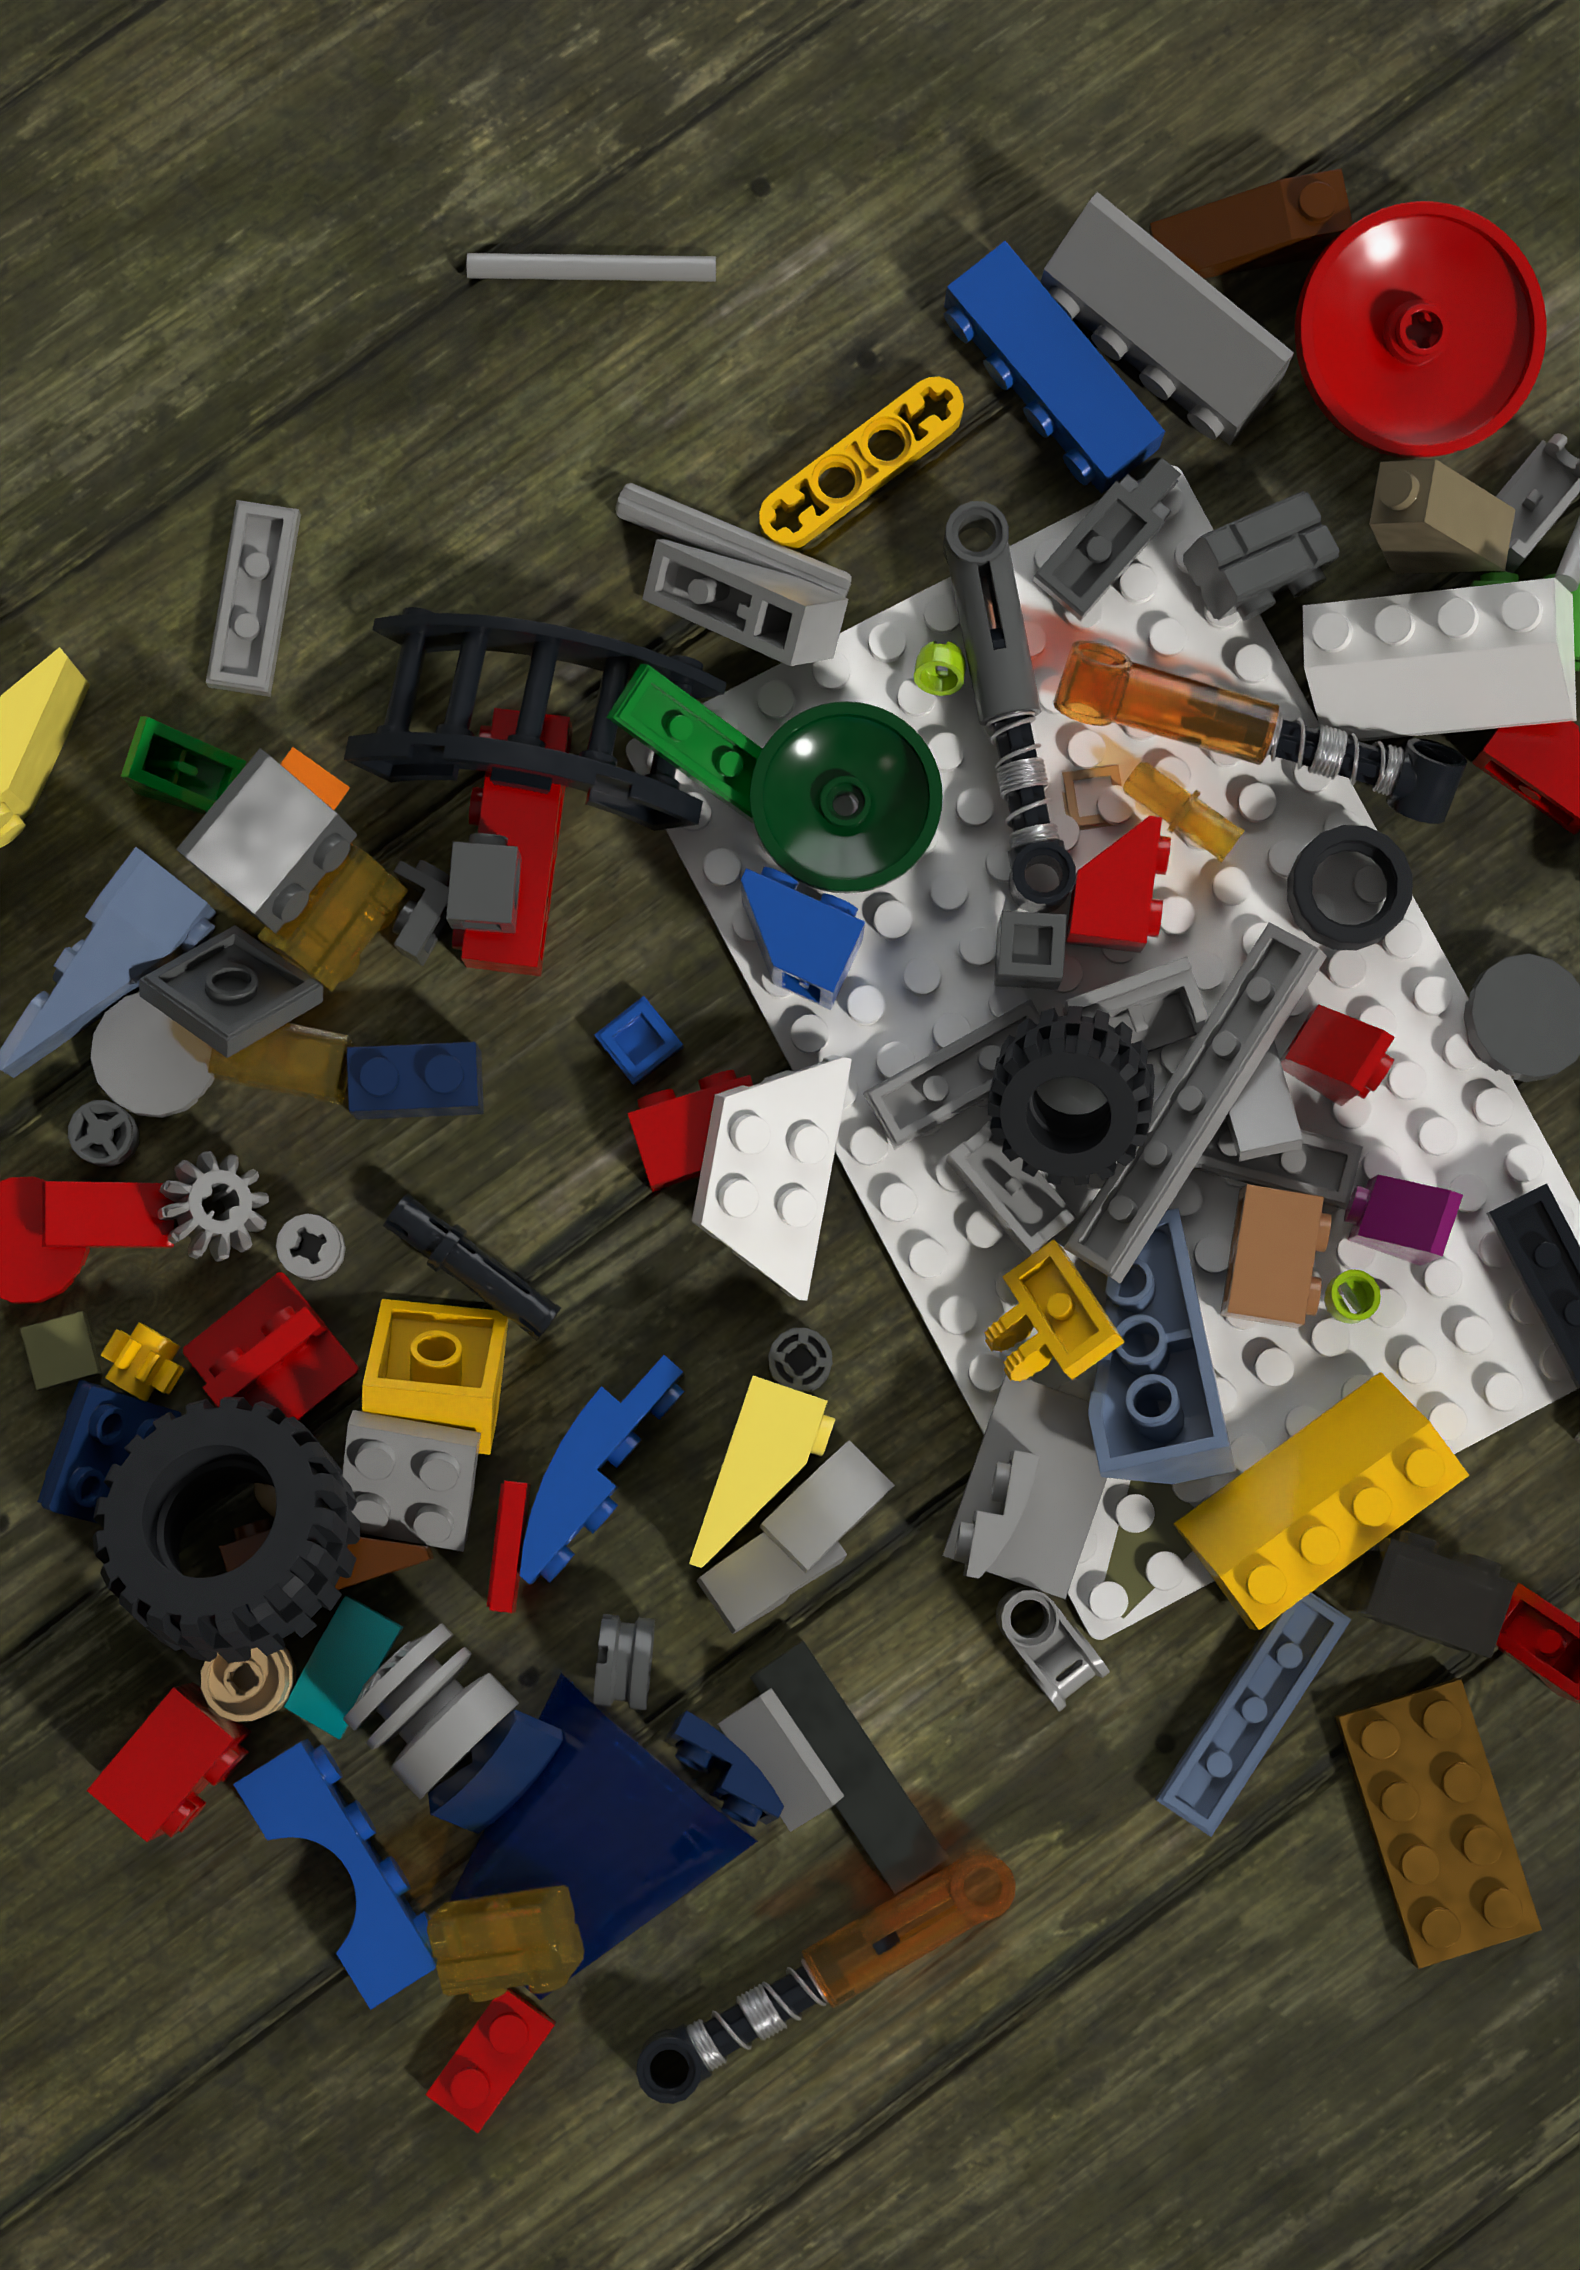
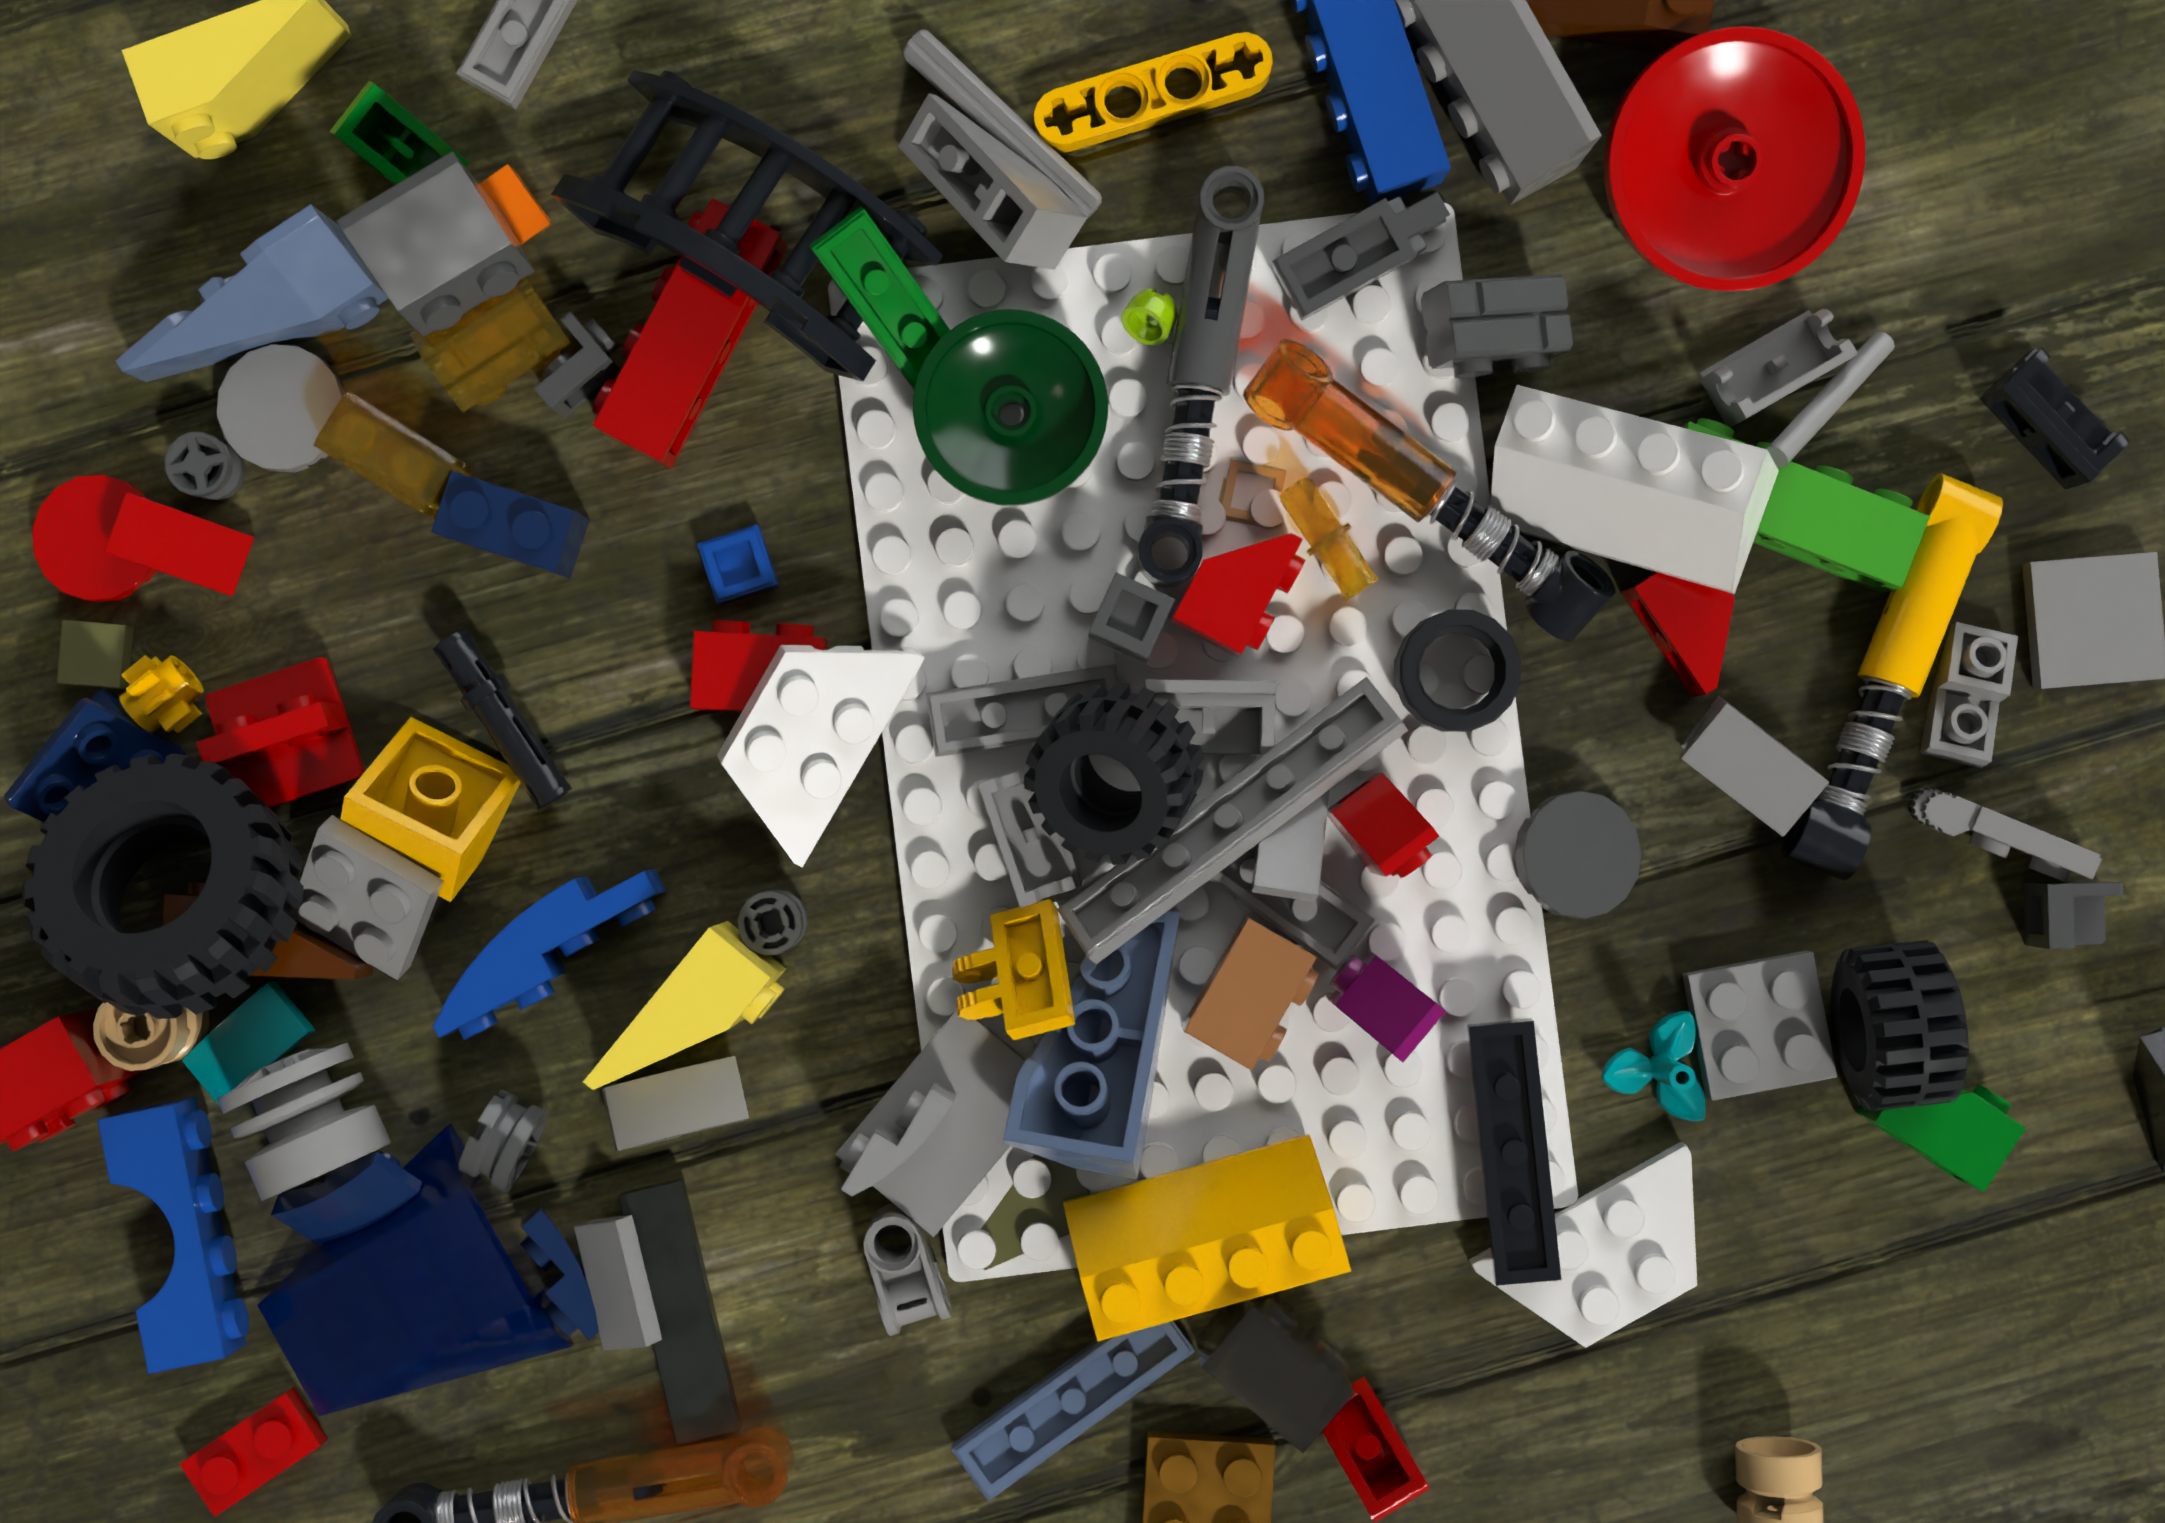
camera: 25 degrees right, 5 degrees up
(227, 1228) = (266, 555): light grey gear -> none
(231, 991) = (362, 376): dark grey tile -> none
(325, 1252) = (374, 644): light grey wheel -> none
(484, 884) = (634, 363): dark grey brick -> none
(506, 1943) = (296, 1358): clear yellow brick -> none
(508, 1546) = (455, 956): red tile -> none
(801, 939) = (912, 528): blue slope -> none
(826, 1506) = (745, 1067): light grey slope -> none
(1360, 1292) = (1319, 1053): lime hinge -> none
(1438, 520) = (1677, 350): dark tan slope -> none

